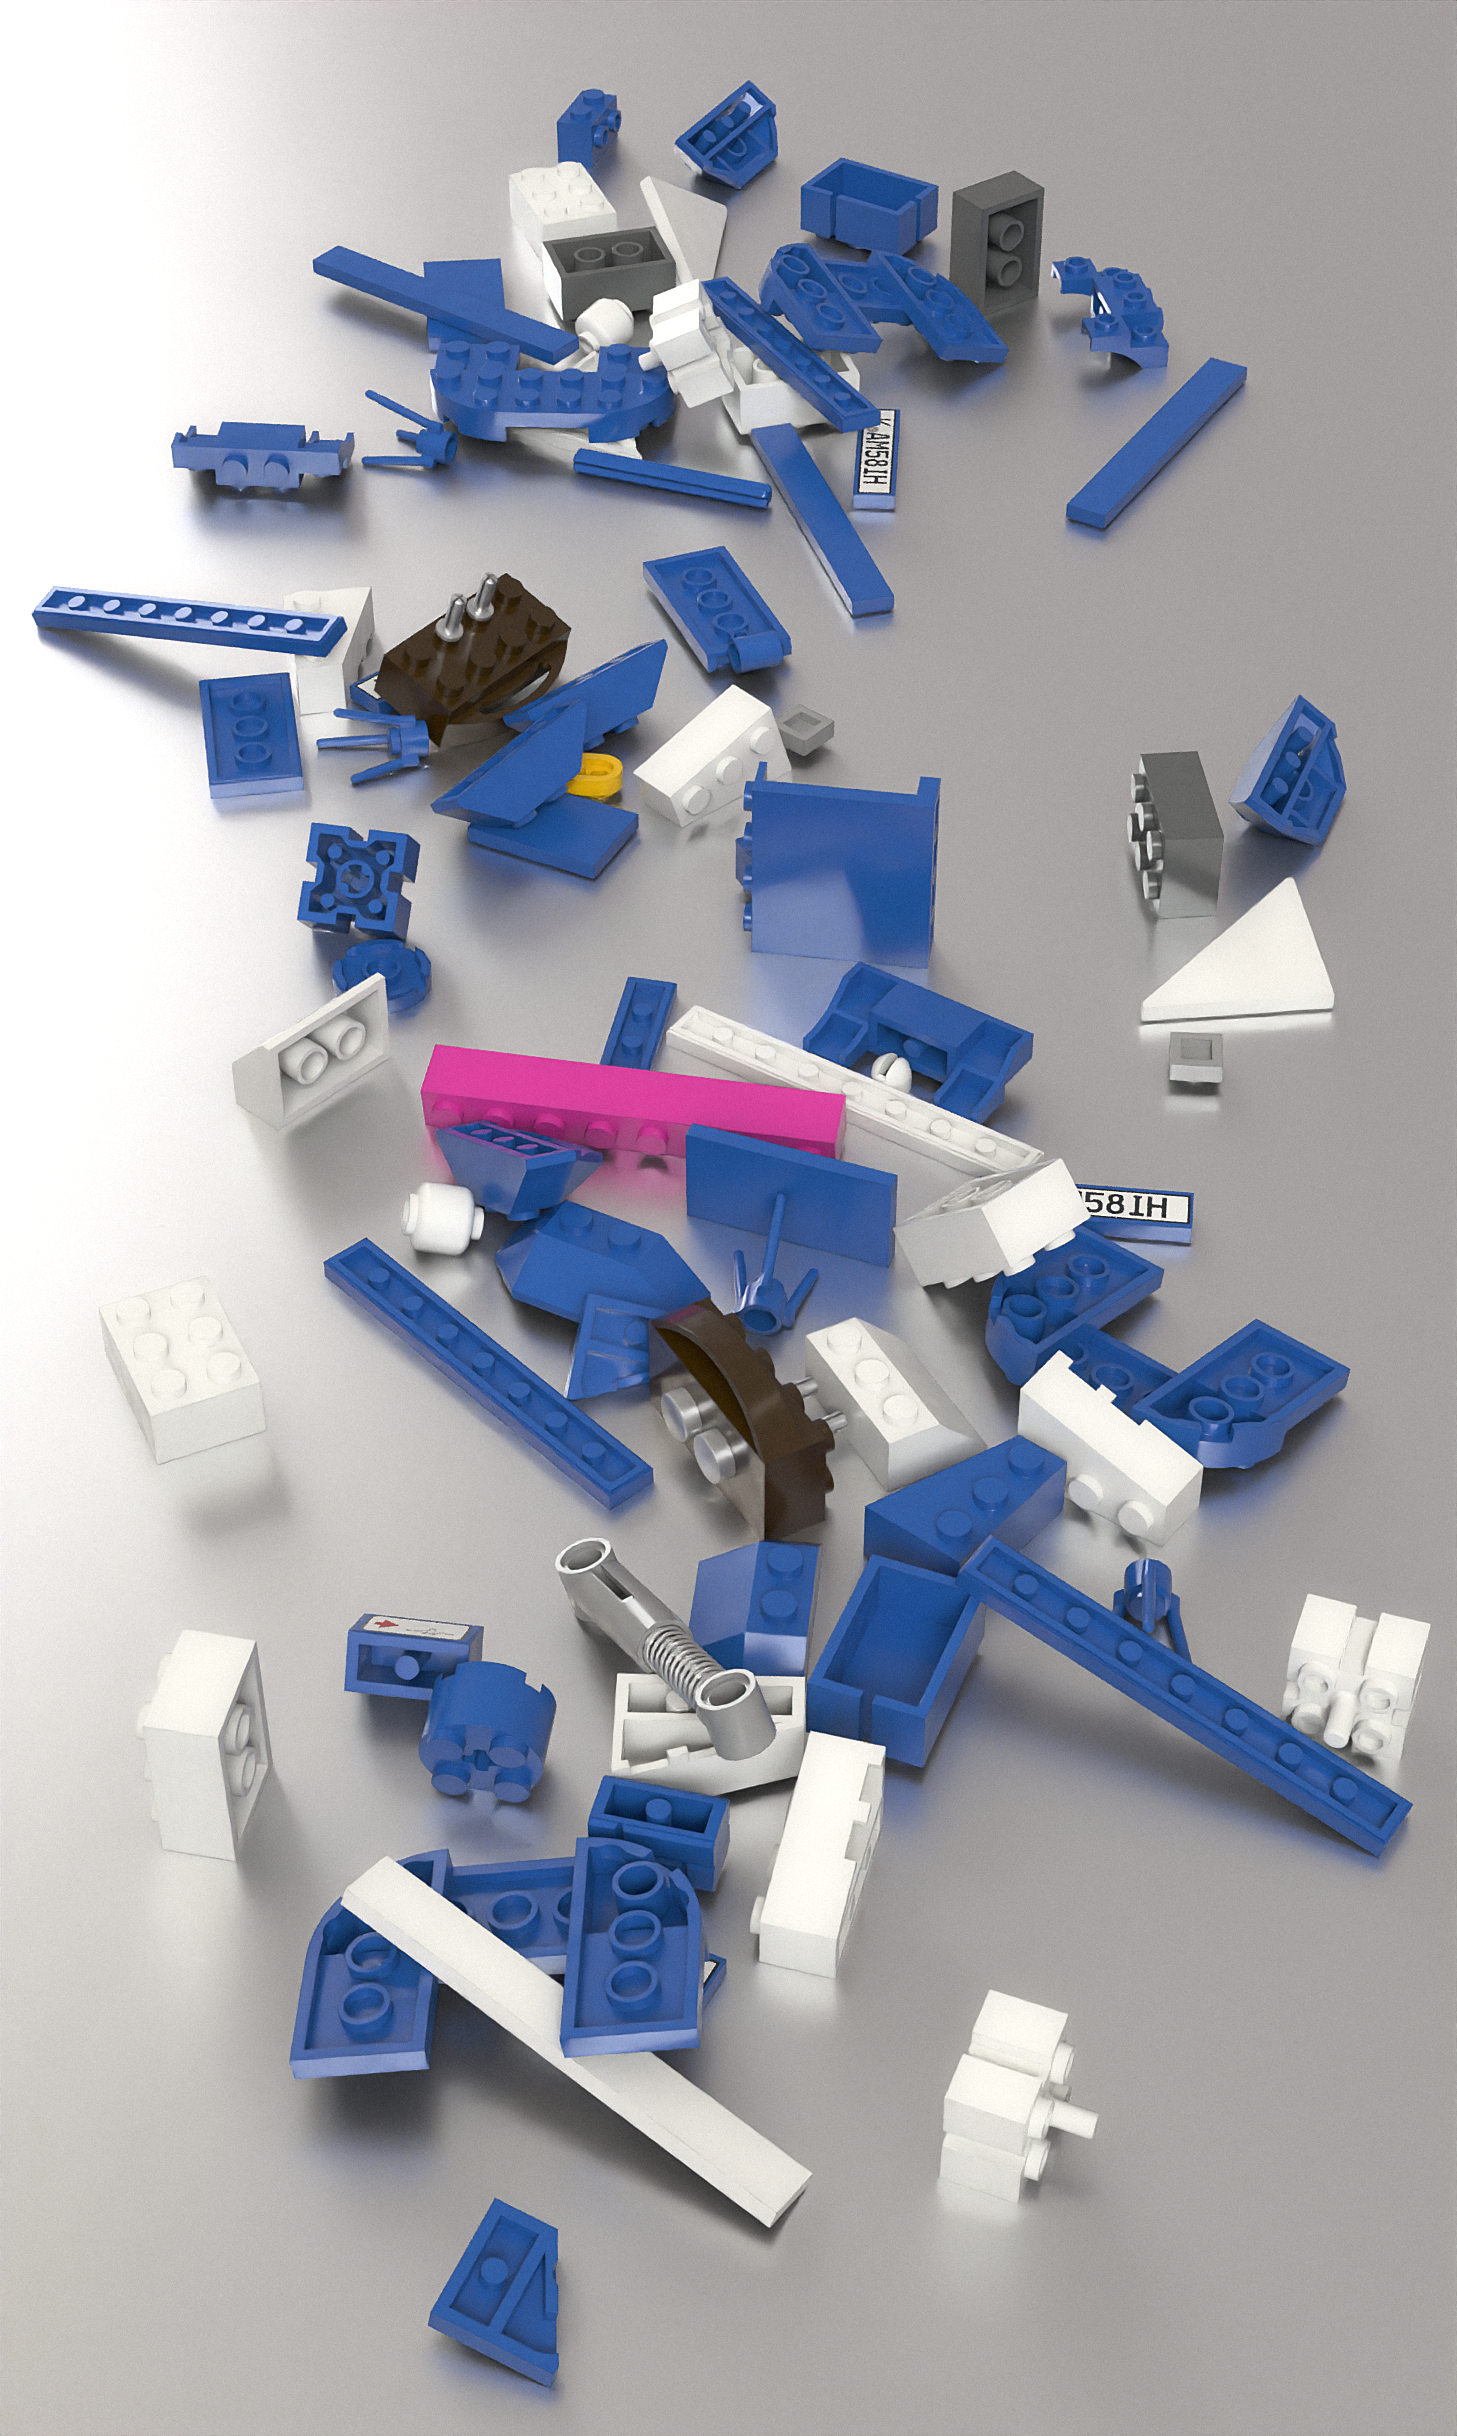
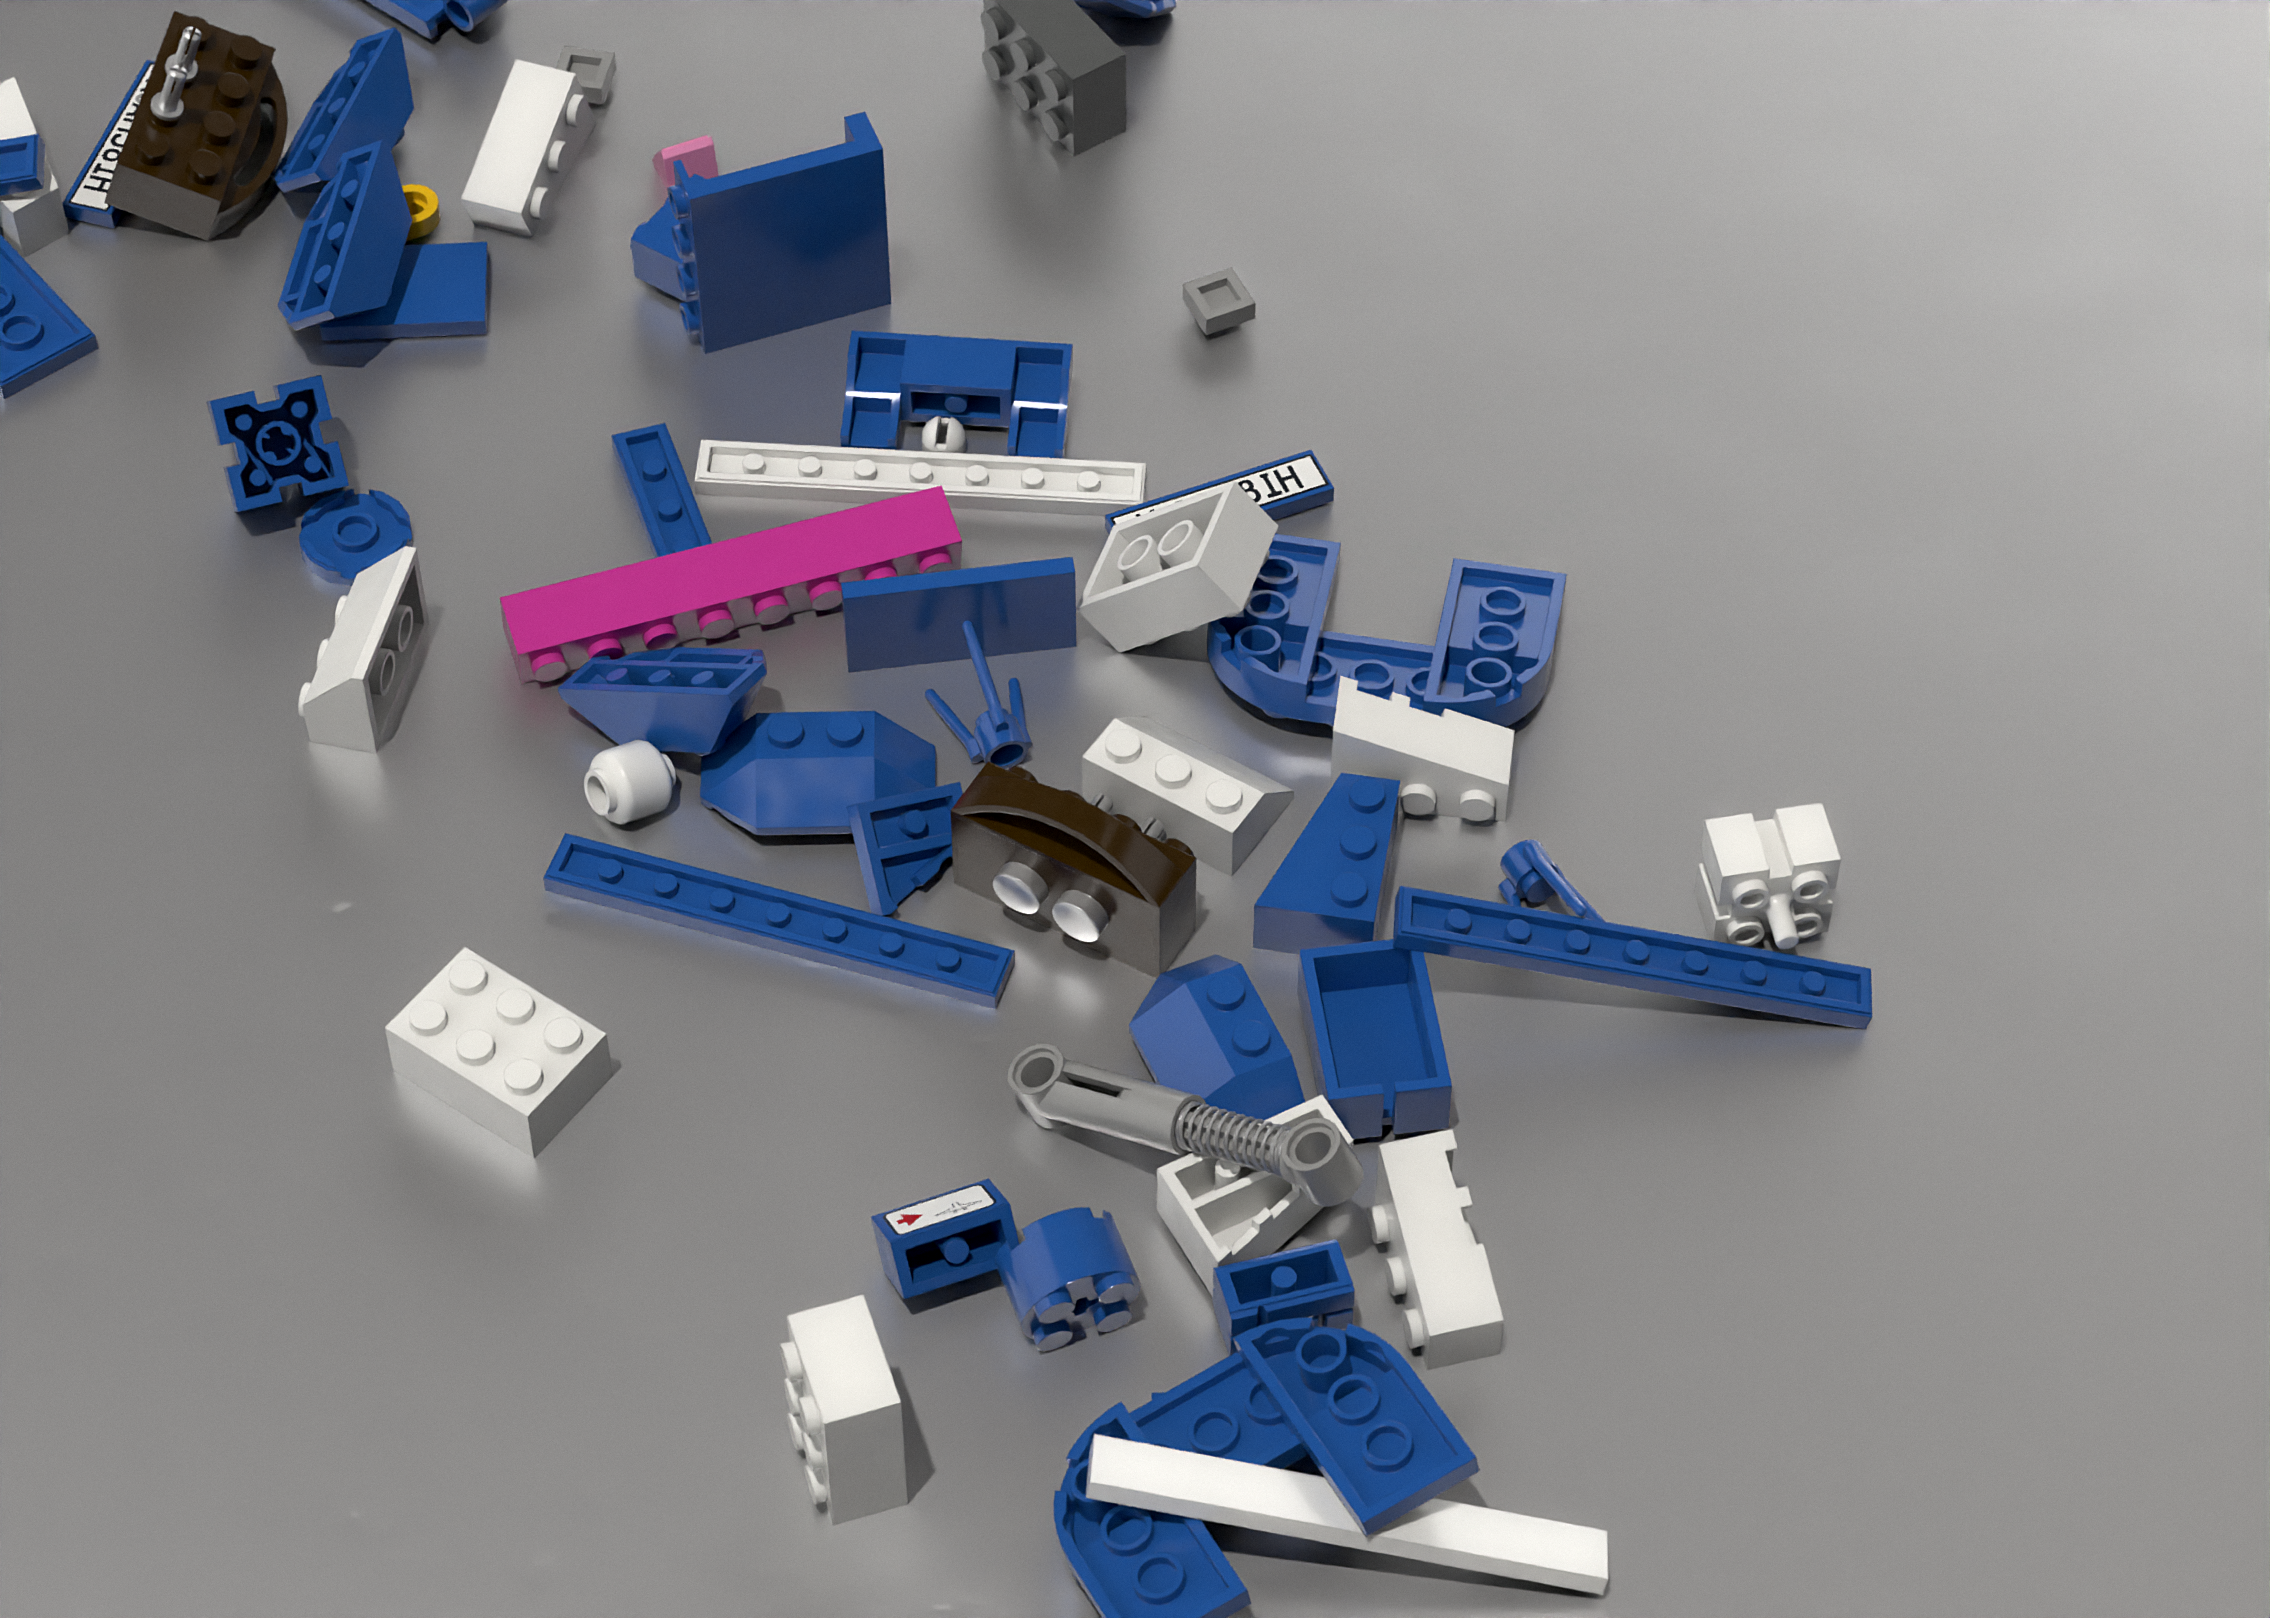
camera: 30 degrees left, 10 degrees up
(407, 740) = (172, 247): blue plant -> none
(1008, 2097) = (1735, 1388): white brick -> none
(1253, 967) = (1203, 175): white tile -> none

